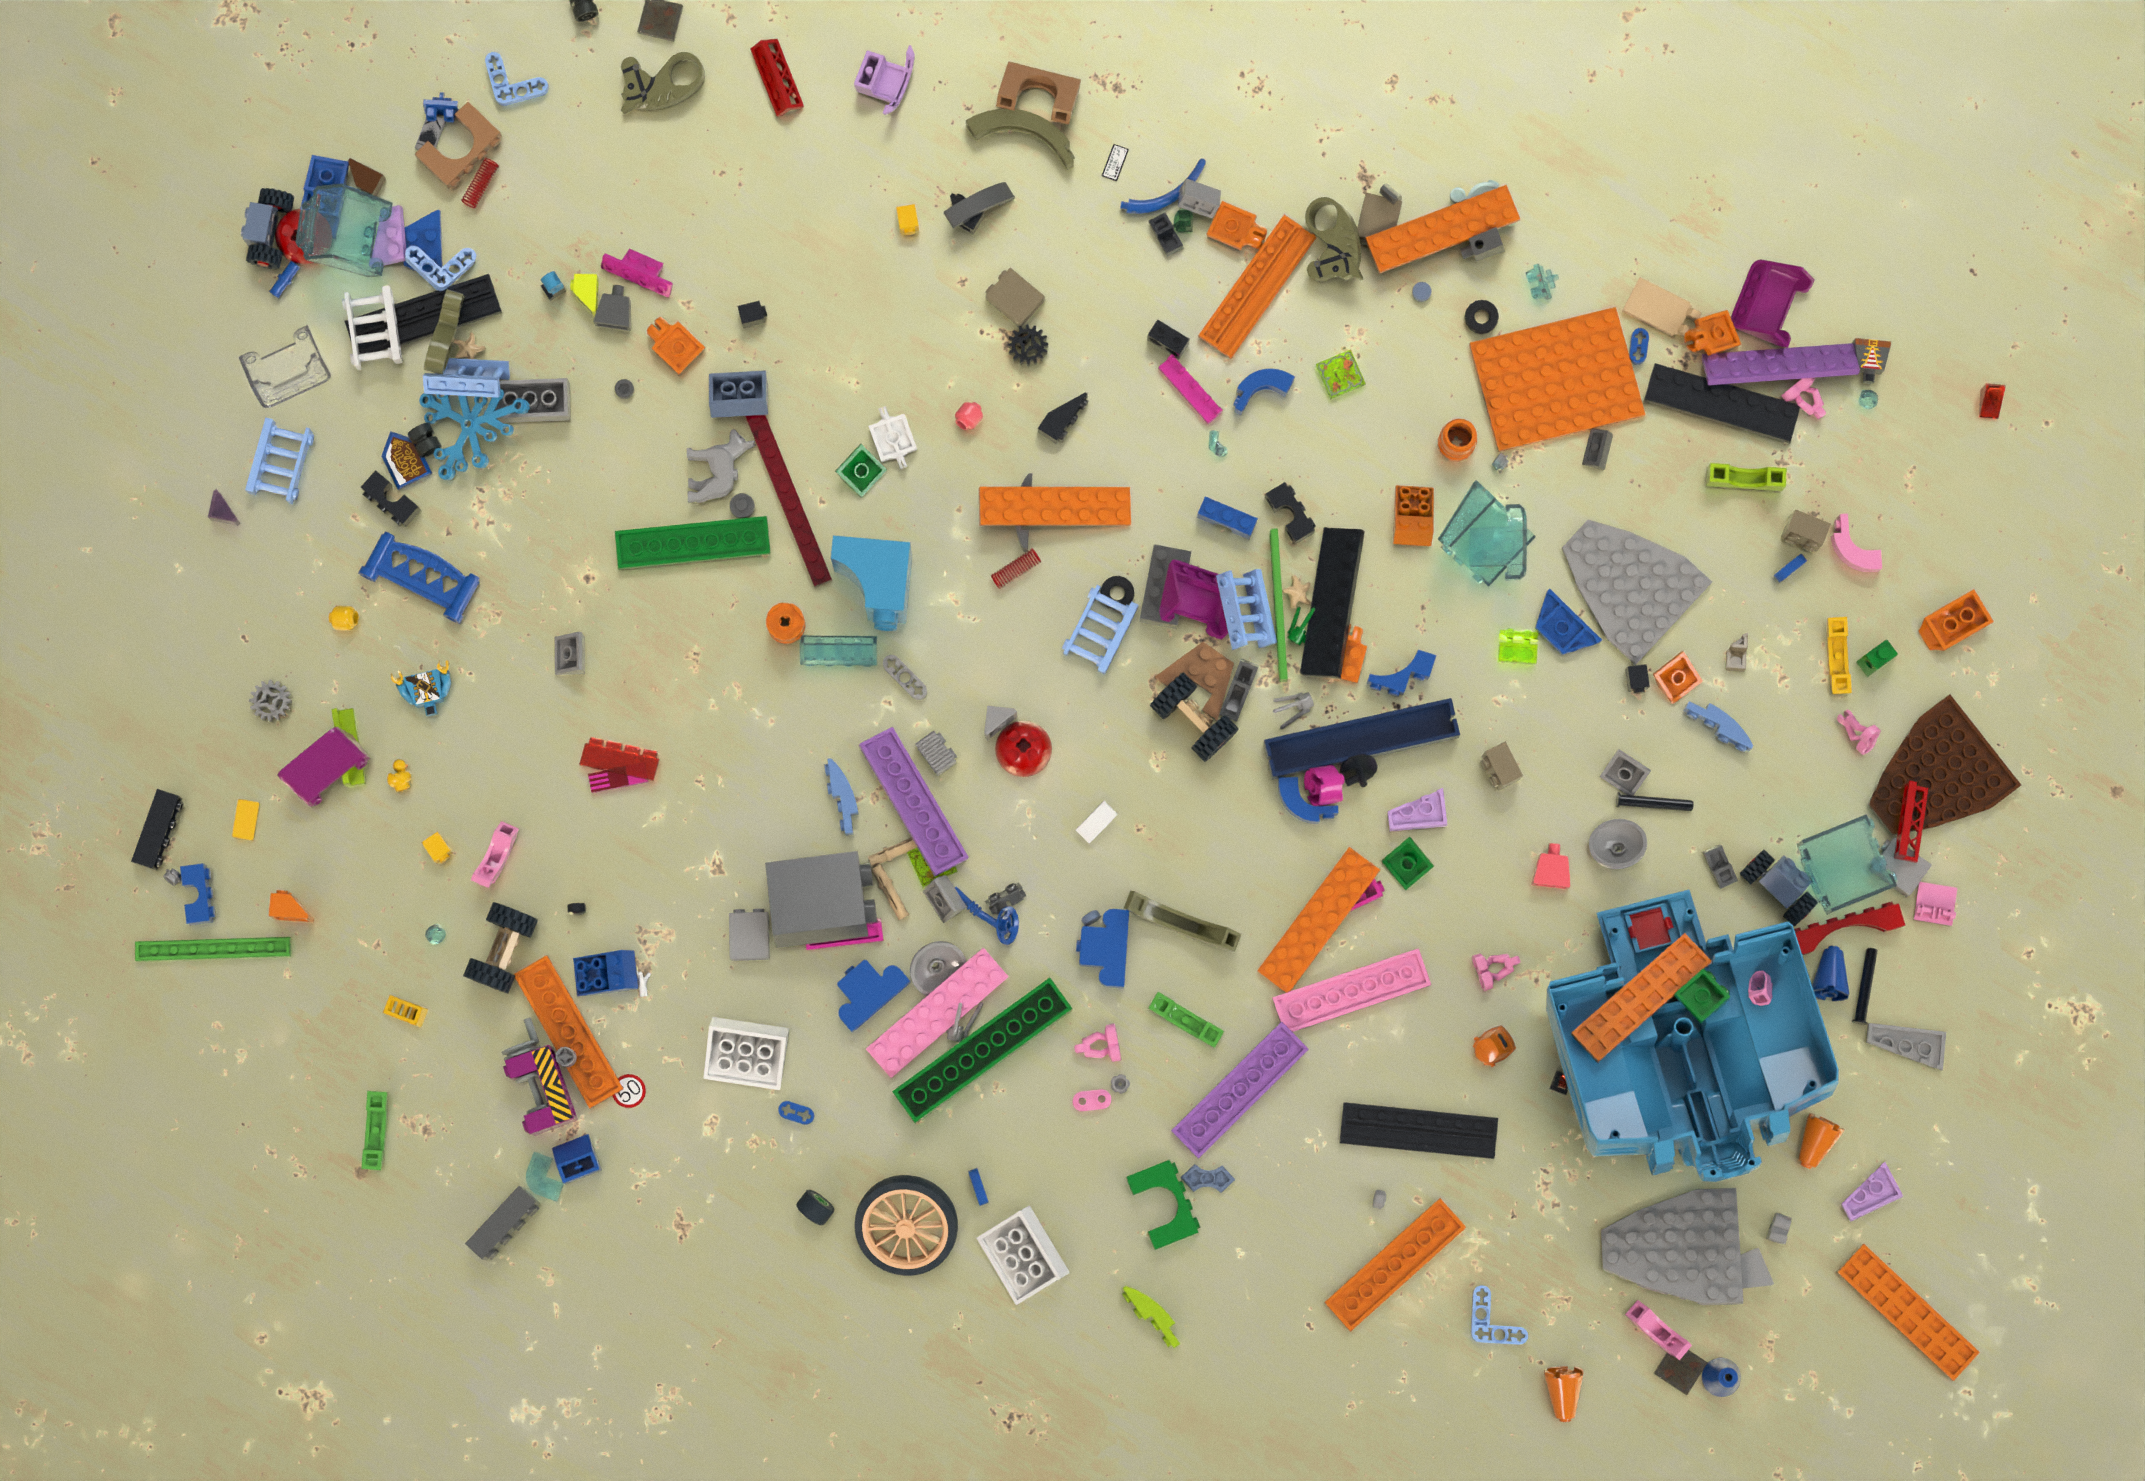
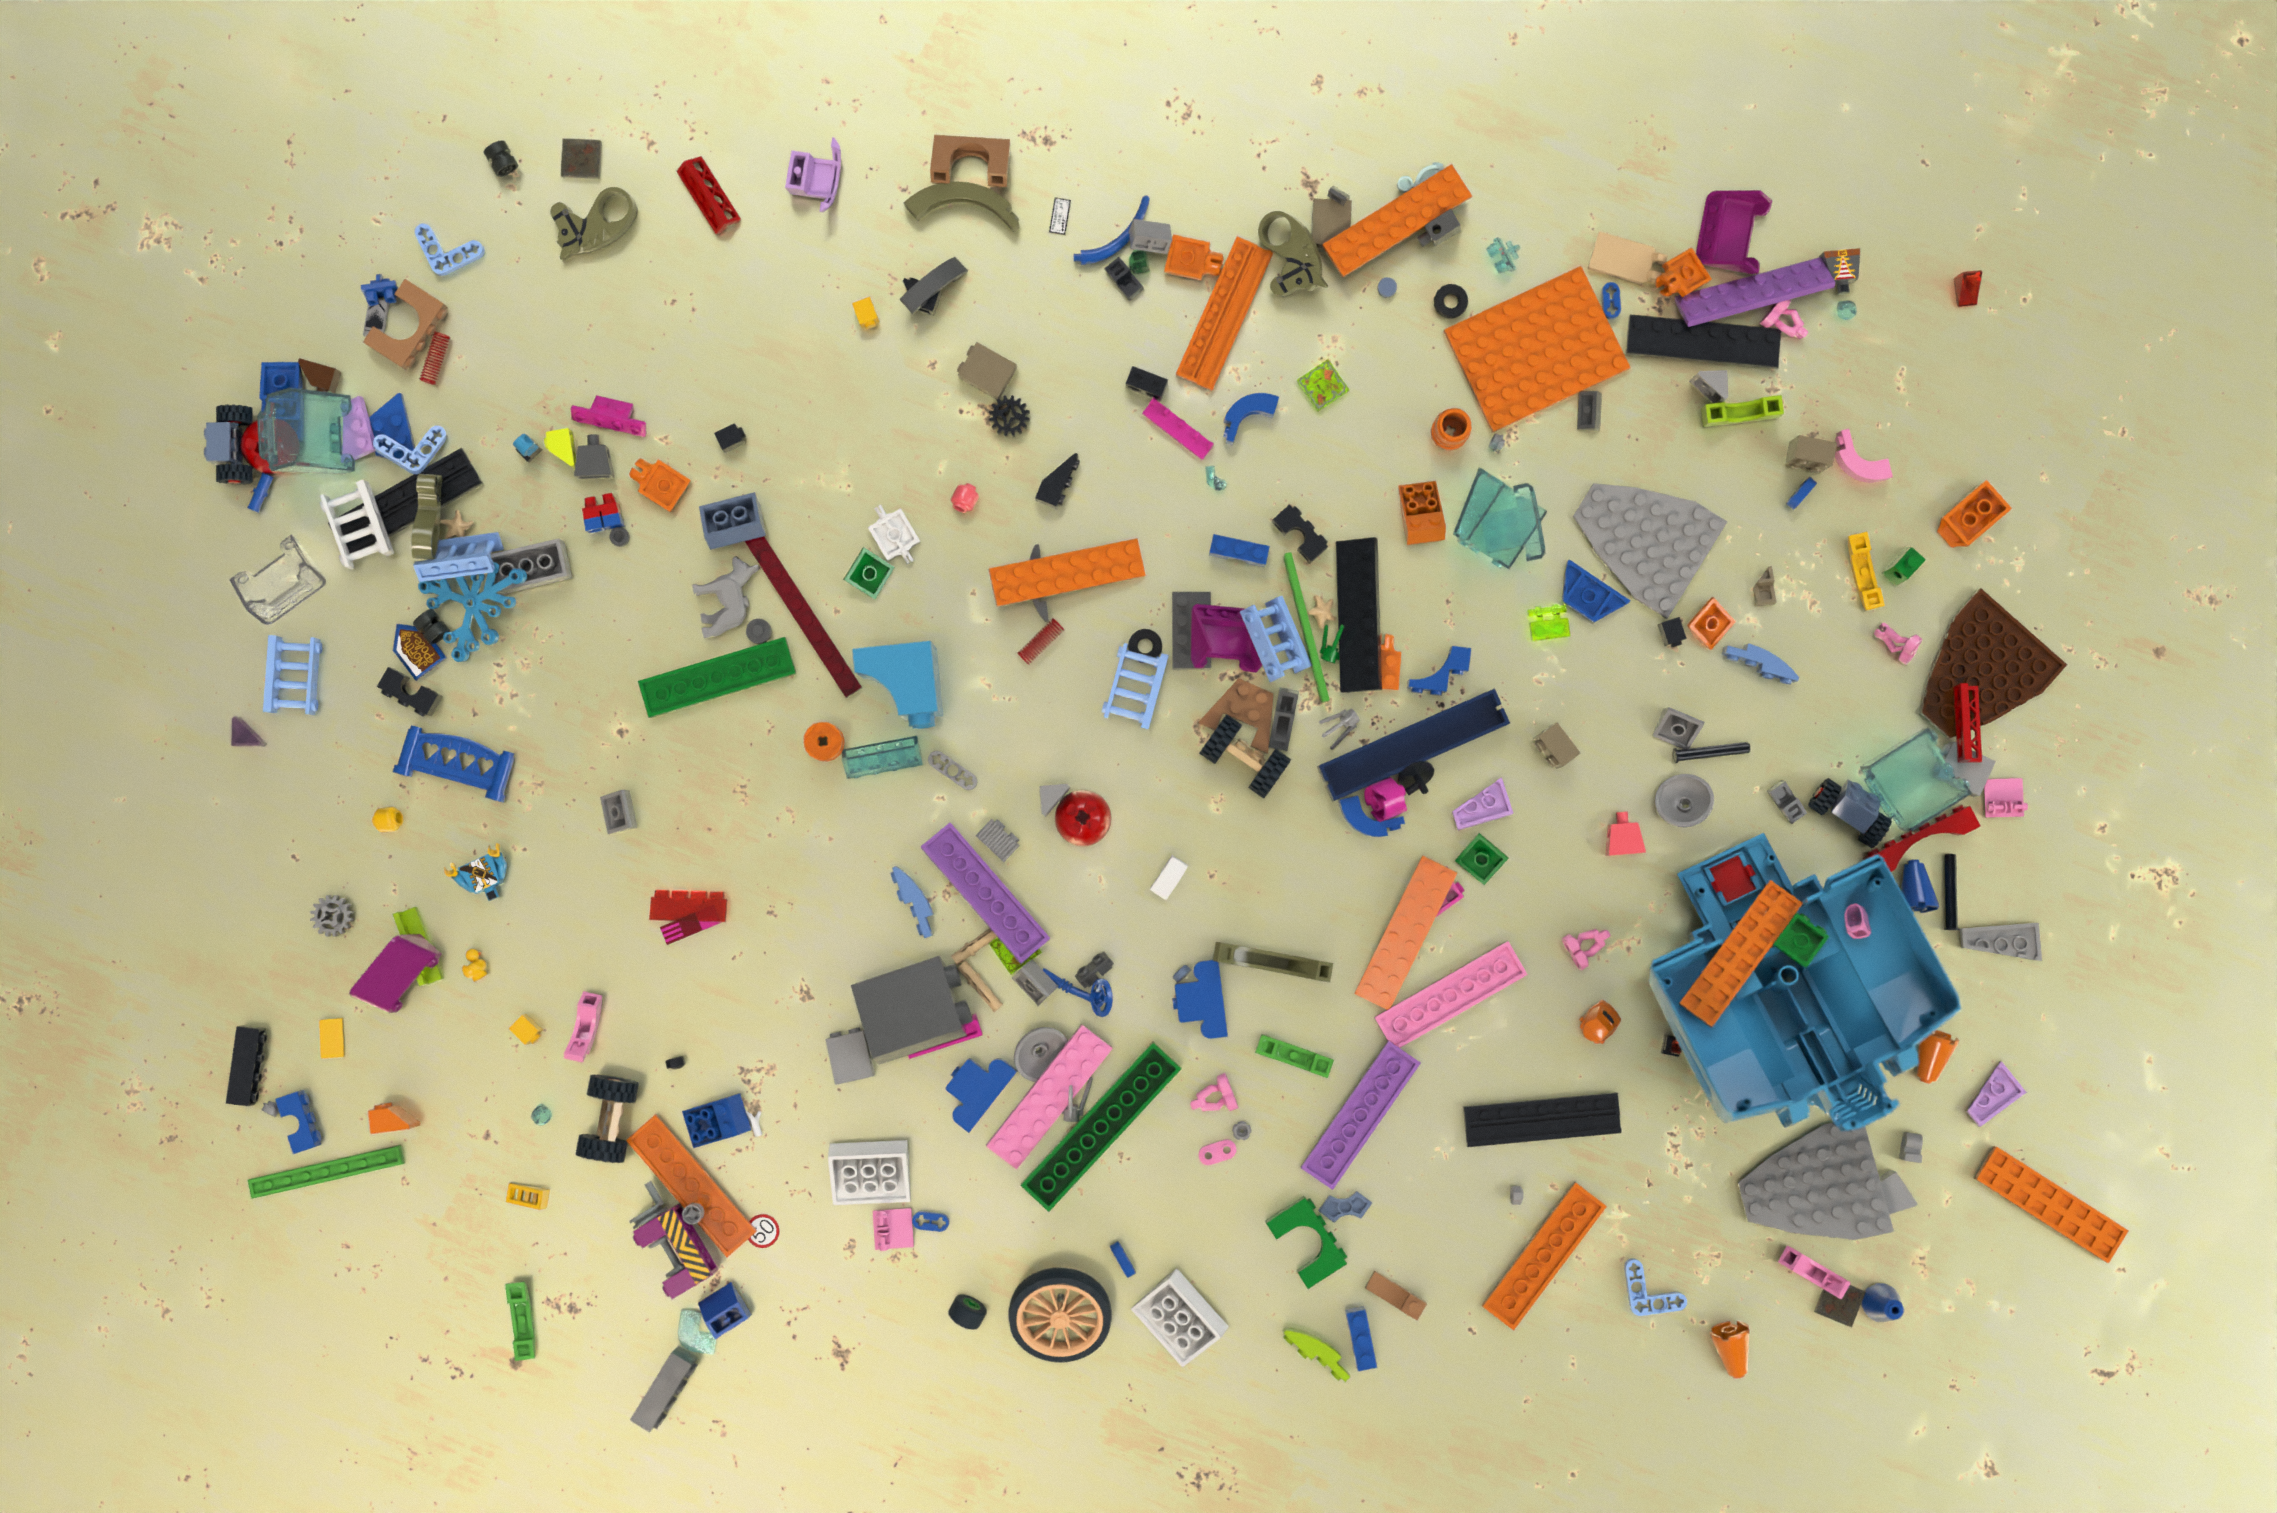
camera: 10 degrees left, 5 degrees up
(604, 360) = (602, 516): none -> hips
(757, 1113) = (893, 1229): none -> bright pink hinge
(1197, 1309) = (1361, 1338): none -> blue arch
(1240, 1274) = (1396, 1295): none -> medium nougat slope
(1720, 445) = (1712, 384): none -> light grey slope

